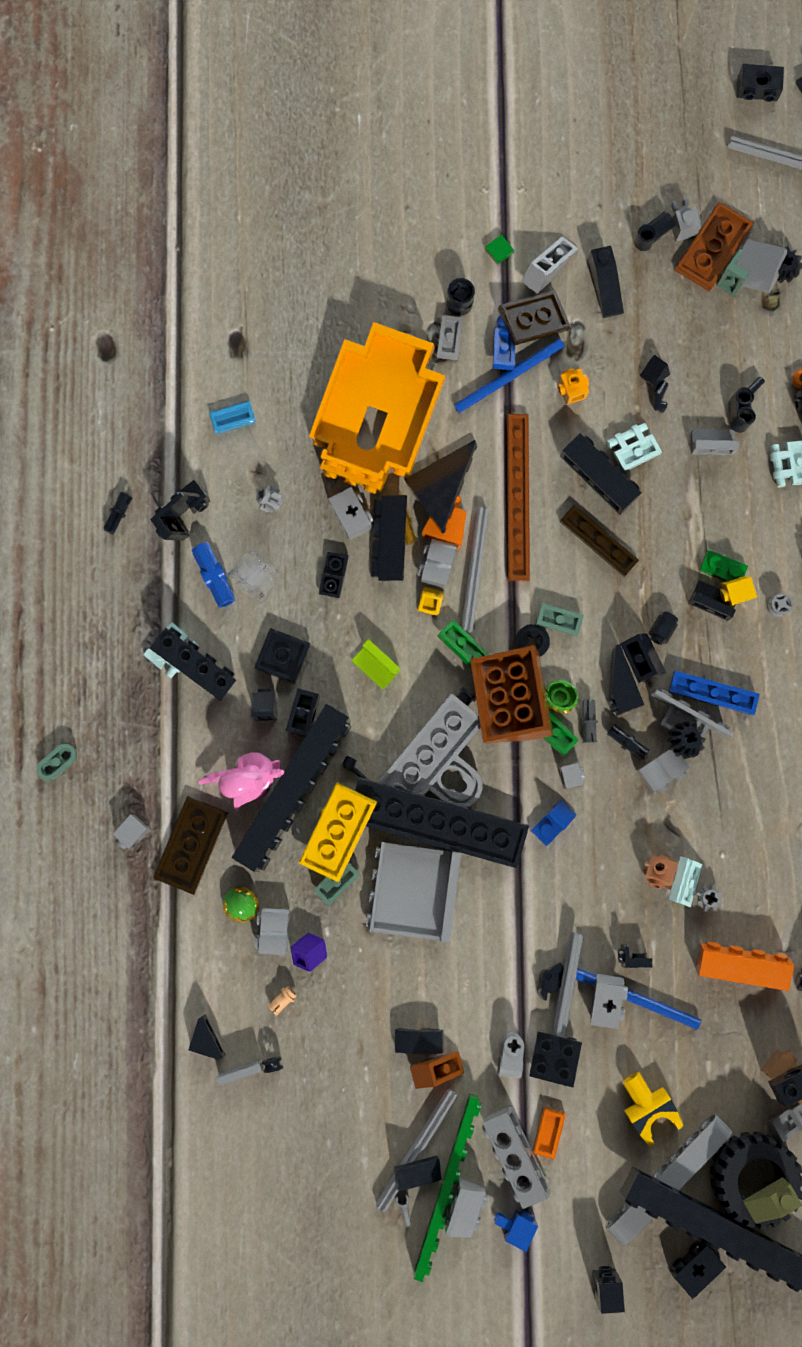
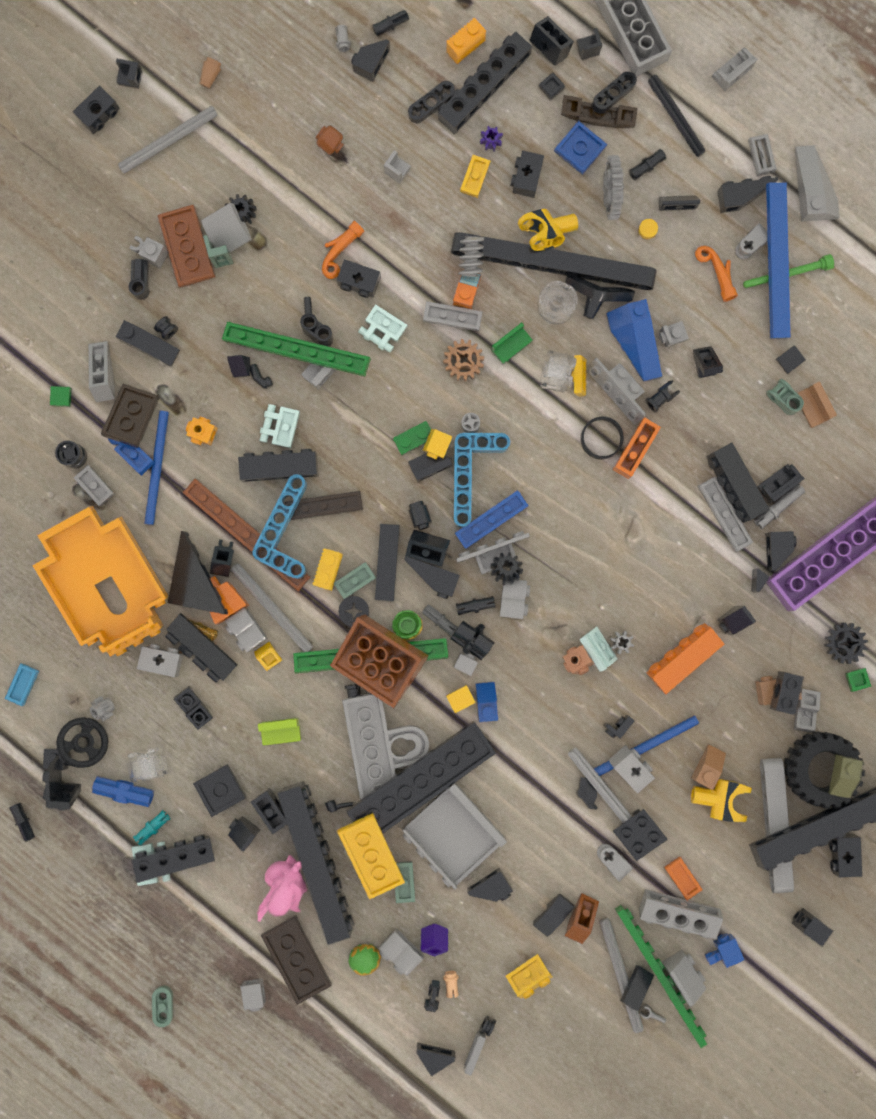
camera: 50 degrees left, 5 degrees up
(202, 625) = (151, 827): none -> teal pin
(225, 525) = (94, 754): none -> black wheel
(262, 990) = (431, 1004): none -> black piece
(346, 1066) = (529, 977): none -> yellow bracket
(397, 964) = (491, 887): none -> black slope
(480, 493) = (222, 559): none -> black brick
(538, 796) = (460, 698): none -> yellow panel
(549, 518) = (280, 528): none -> dark azure beam
(549, 588) = (327, 569): none -> yellow brick
(597, 764) = (472, 640): none -> black pin
(598, 634) = (387, 562): none -> black tile
(632, 286) = (166, 328): none -> black wheel
(667, 1072) = (709, 767): none -> medium nougat slope
(712, 406) = (296, 349): none -> green tile
(735, 635) = (466, 471): none -> dark azure beam

